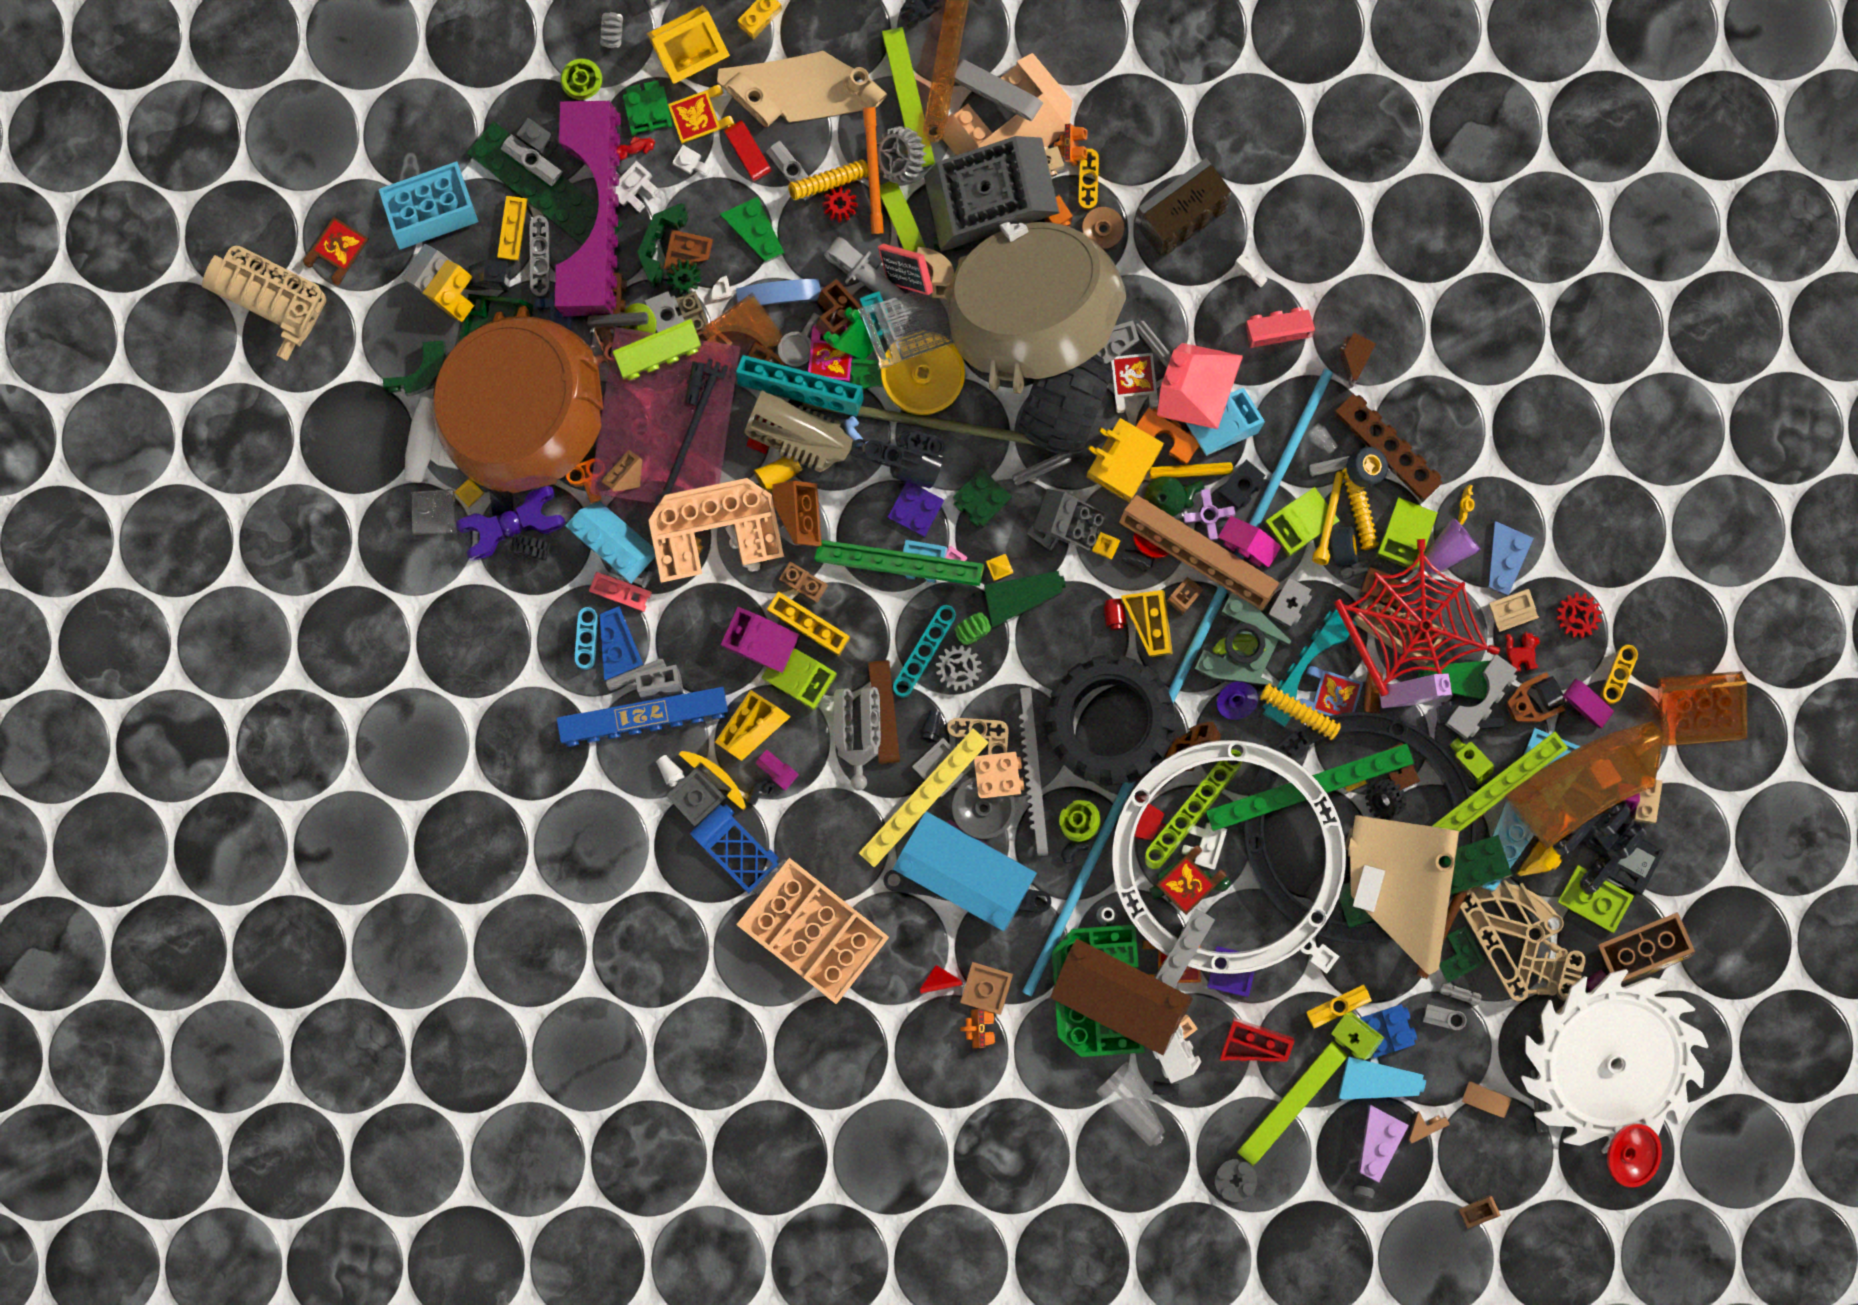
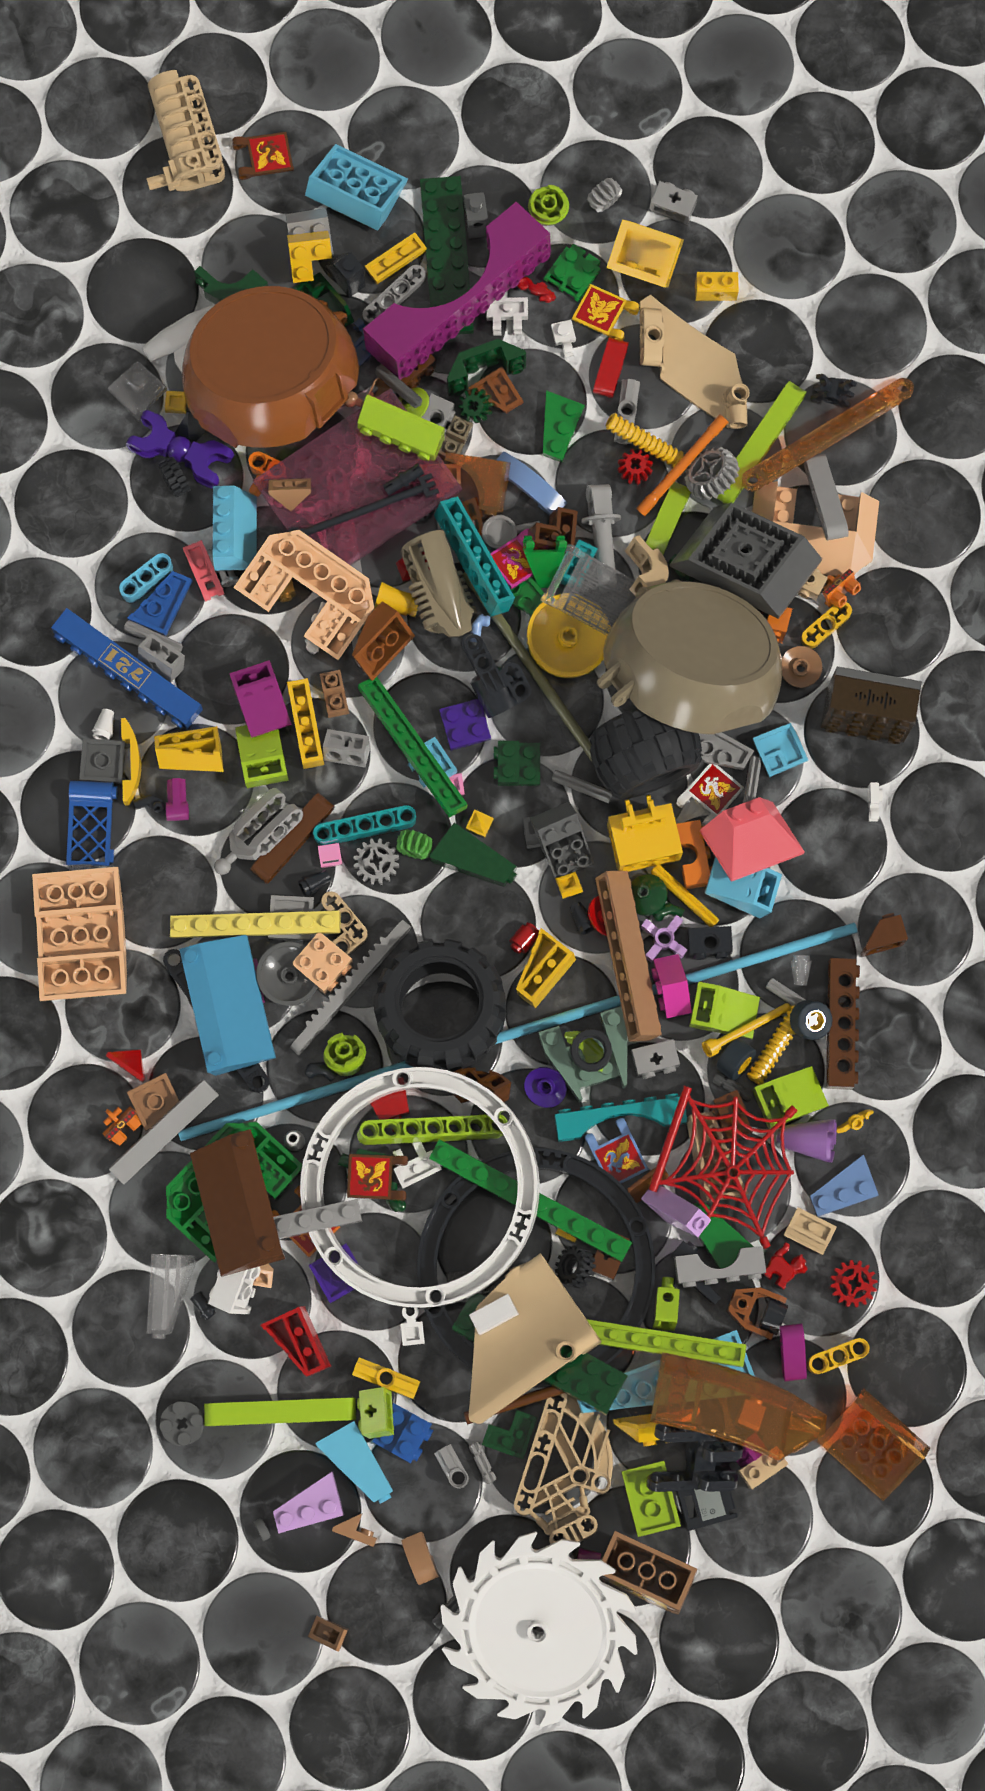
camera: 45 degrees right, 5 degrees down
(542, 167) = (455, 213): light grey piece -> none
(721, 290) = (492, 442): white tile -> none
(855, 611) = (346, 748): none -> light grey brick
(906, 269) = (631, 551): tile -> none
(921, 697) = (330, 855): none -> bright pink tile
(1013, 231) = (732, 597): white tile -> none
(1014, 1001) = (163, 1131): none -> light grey tile
(1149, 301) = (780, 749): none -> medium azure plate
(1185, 595) = (587, 976): medium nougat slope -> none
(1279, 327) = (851, 861): coral slope -> none
(1300, 711) = (580, 1139): yellow piece -> none
(1641, 1157) = (484, 1722): red dish -> none

